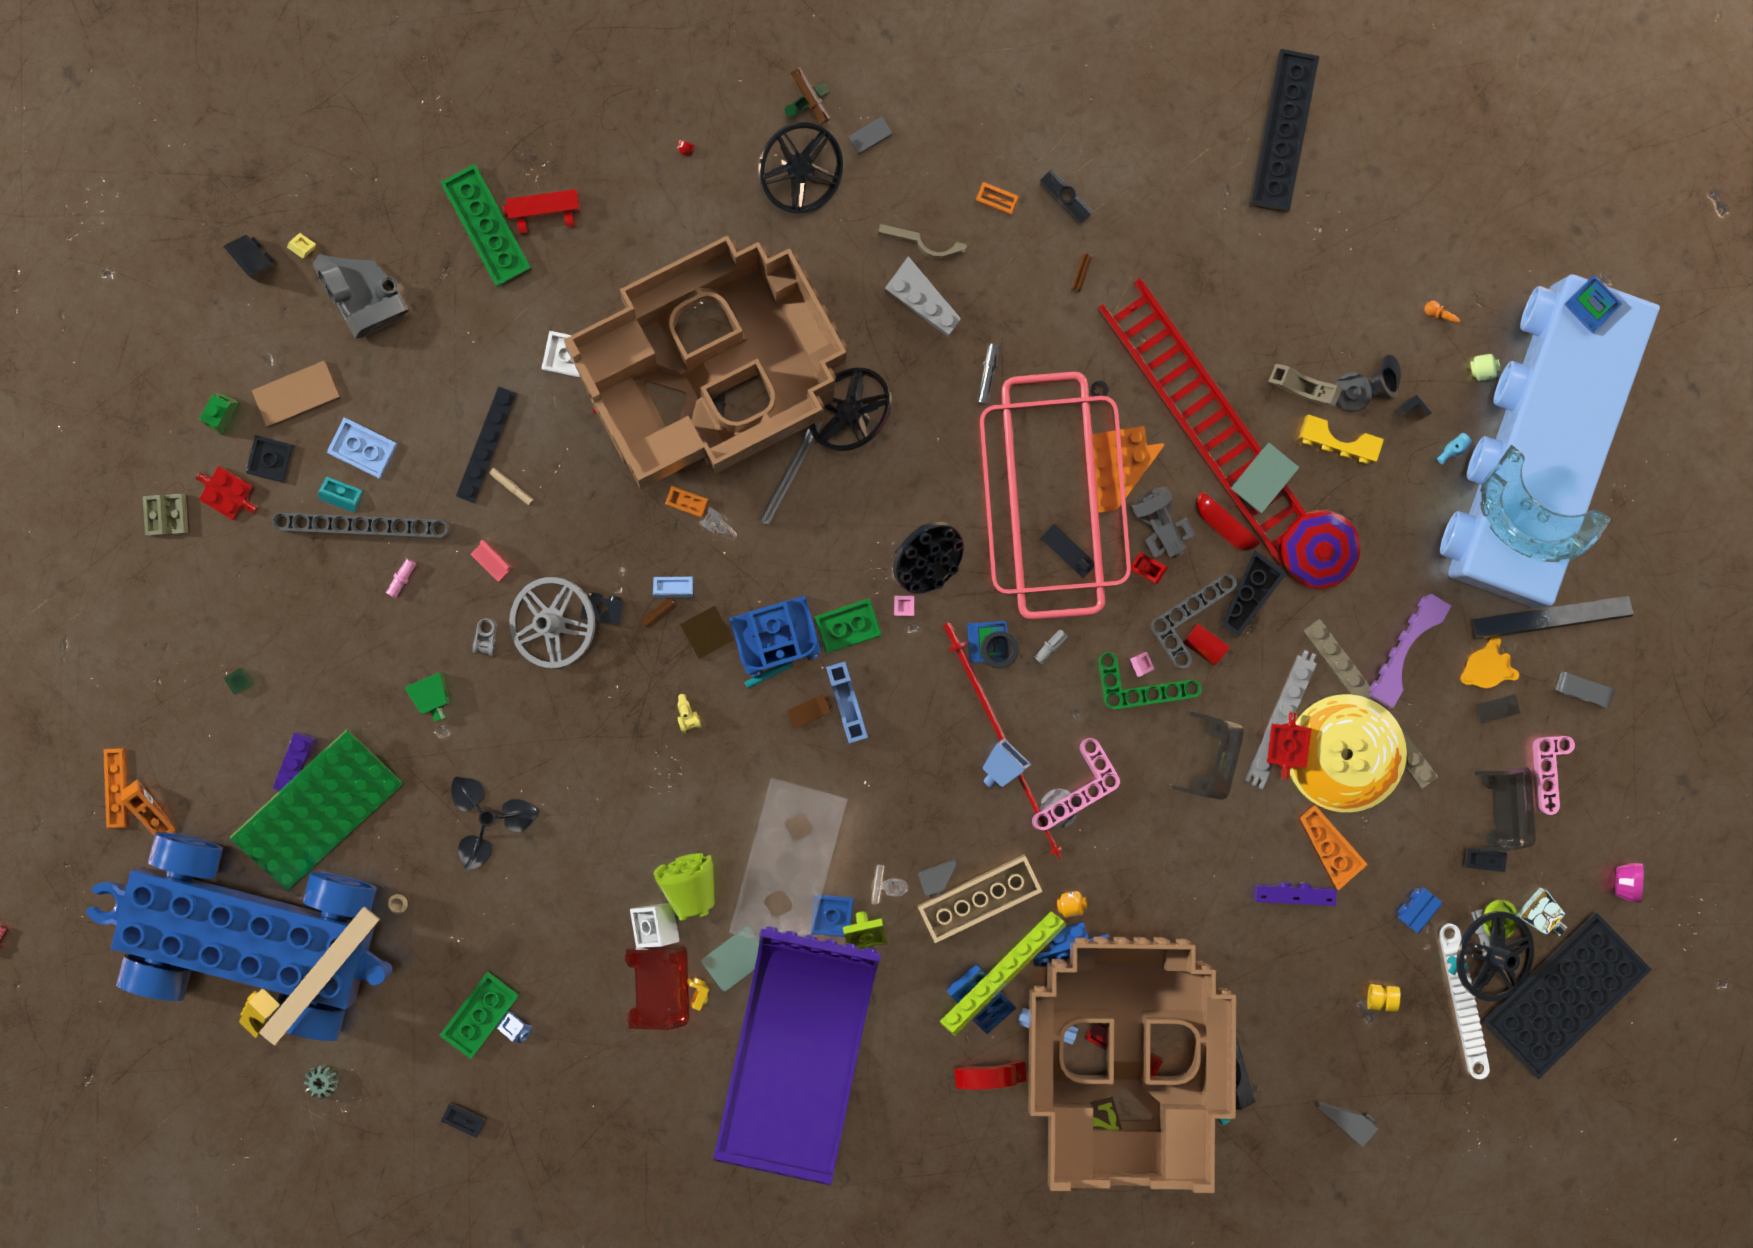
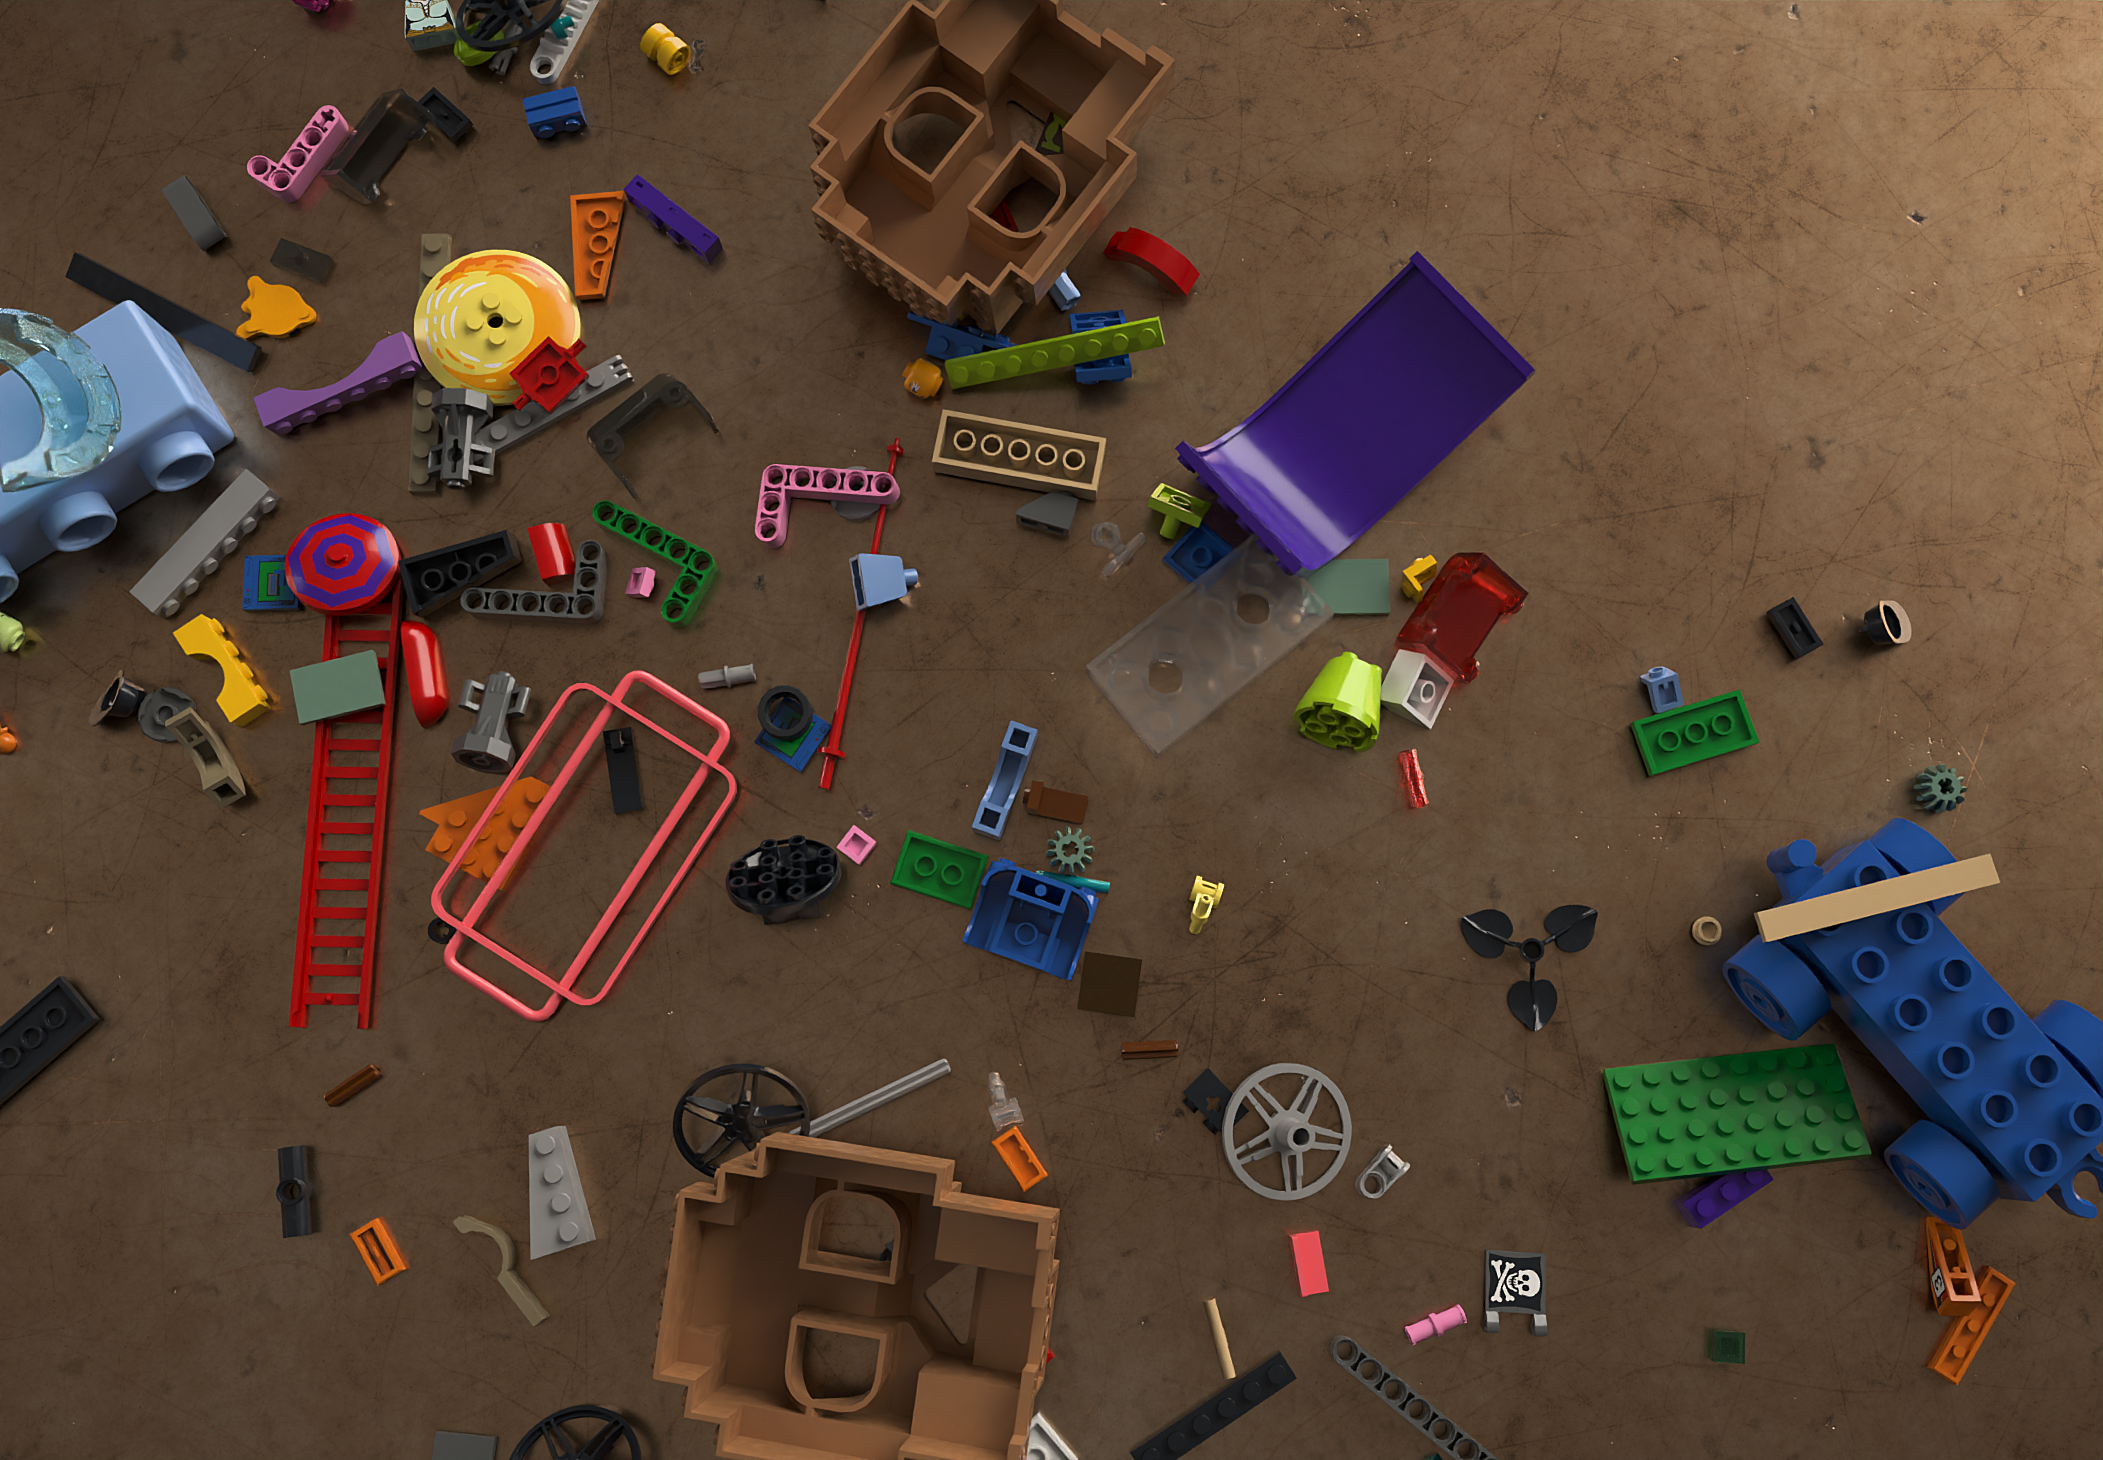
camera: 140 degrees left, 10 degrees down
(258, 1011) = (1971, 917): yellow arch -> none
(373, 630) = (1515, 1285): none -> flag
(412, 1160) = (1887, 624): none -> black piece
(430, 695) = (1498, 1151): green torso -> none
(619, 872) = (1413, 778): none -> clear red pin
(672, 587) = (1110, 1067): light blue tile -> none
(787, 693) = (1074, 859): none -> sand green gear
(990, 366) = (542, 1053): dark grey pin -> none
(1148, 568) = (546, 679): red slope -> none
(1318, 681) = (461, 416): none -> dark grey piece
(1356, 506) = (266, 585): none -> tile
(1410, 503) = (205, 544): none -> light grey brick
(1416, 404) = (107, 643): black panel -> none
(1455, 447) = (106, 568): medium azure piece -> none

